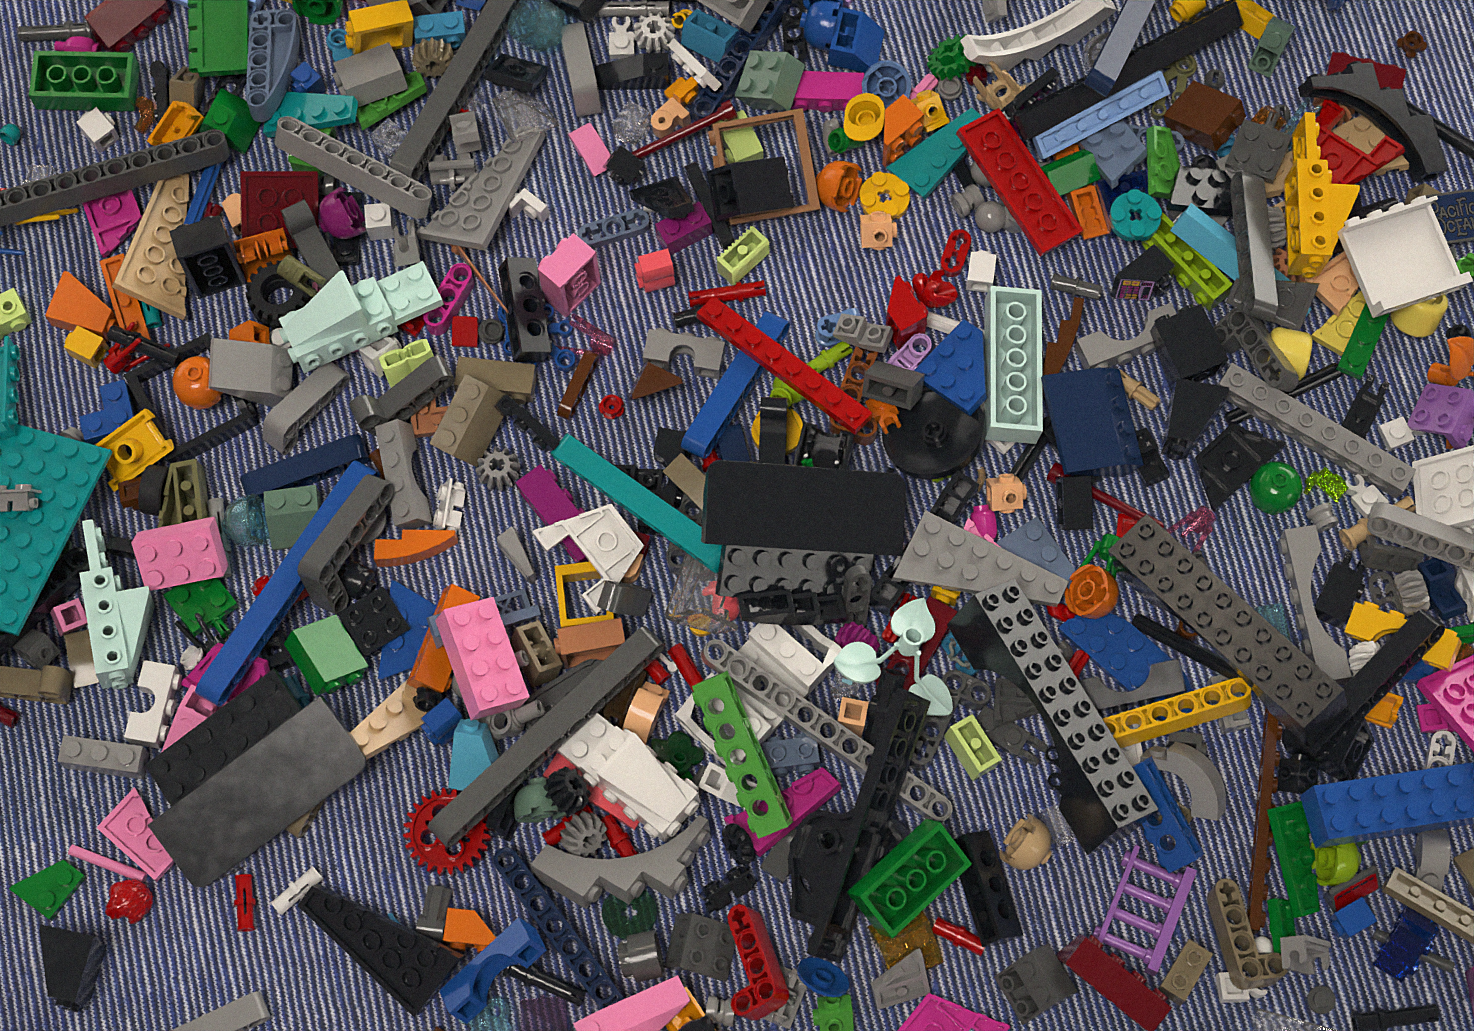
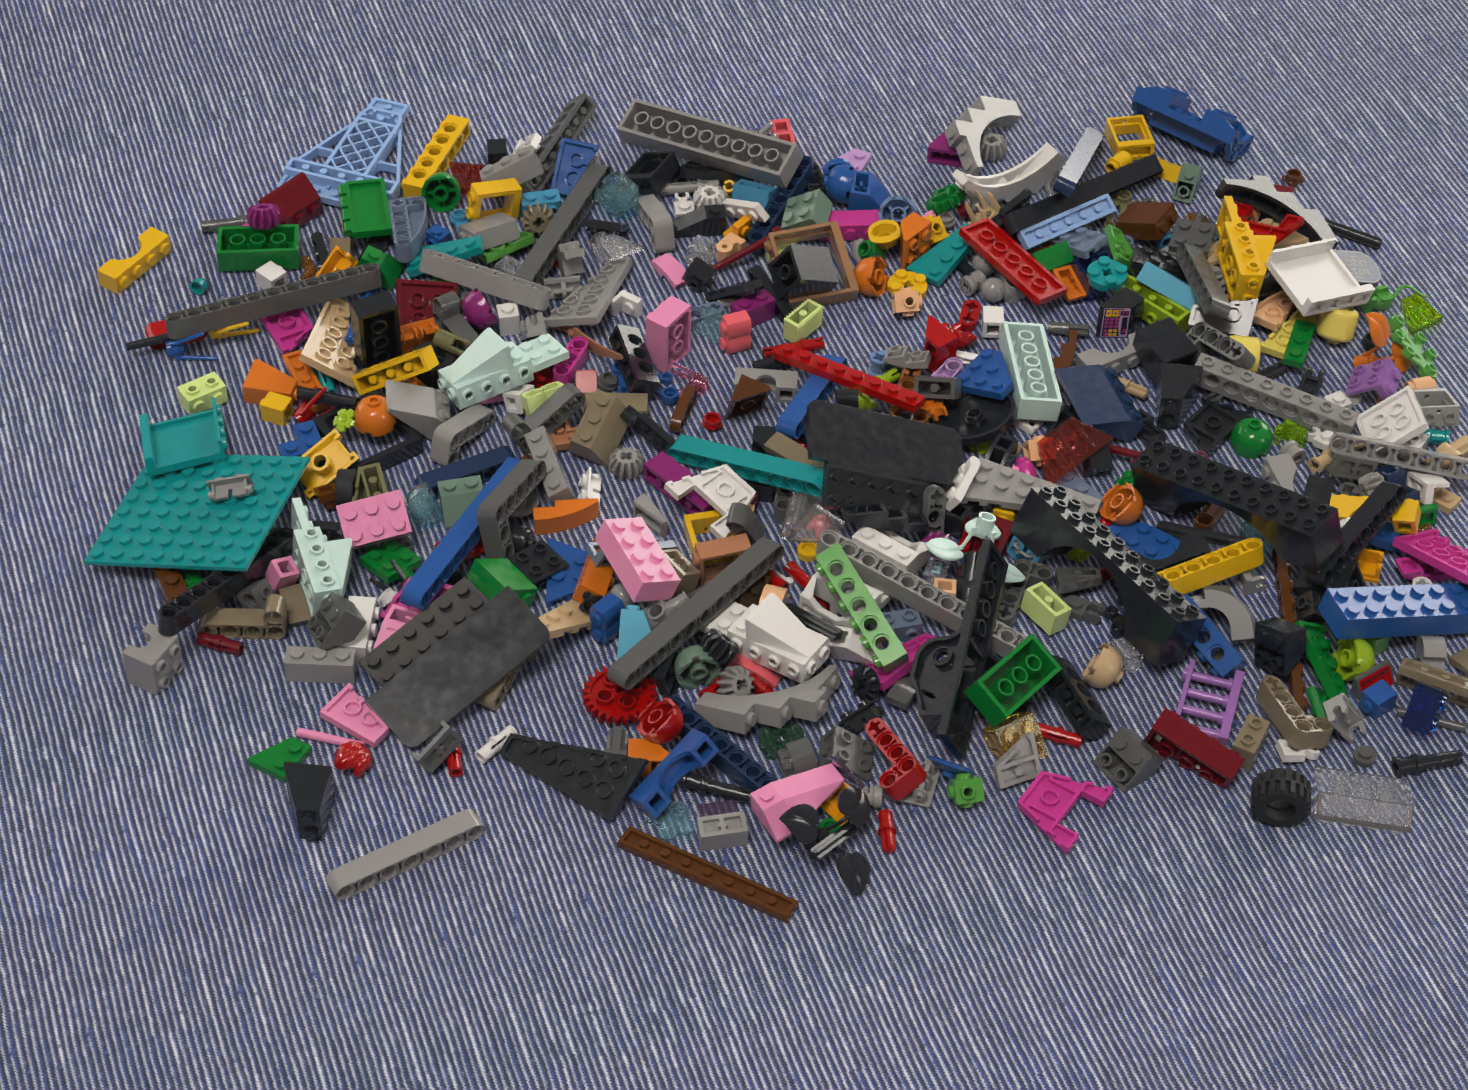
camera: 10 degrees left, 25 degrees down
(88, 44) = (263, 216): none -> magenta gear
(121, 710) = (335, 622): none -> dark grey slope
(161, 384) = (344, 420): none -> lime plant
(225, 901) = (438, 748): none -> dark grey hinge
(228, 312) = (395, 369): none -> yellow brick
(485, 893) = (660, 721): none -> red cylinder
(629, 246) = (710, 325): none -> clear light blue plate
(687, 750) = (816, 623): none -> black axle
(692, 991) = (845, 771): none -> clear purple piece
(896, 558) = (962, 482): none -> white plate
(1039, 504) = (1068, 447): none -> clear red wing
(1245, 837) = (1279, 645): none -> black slope

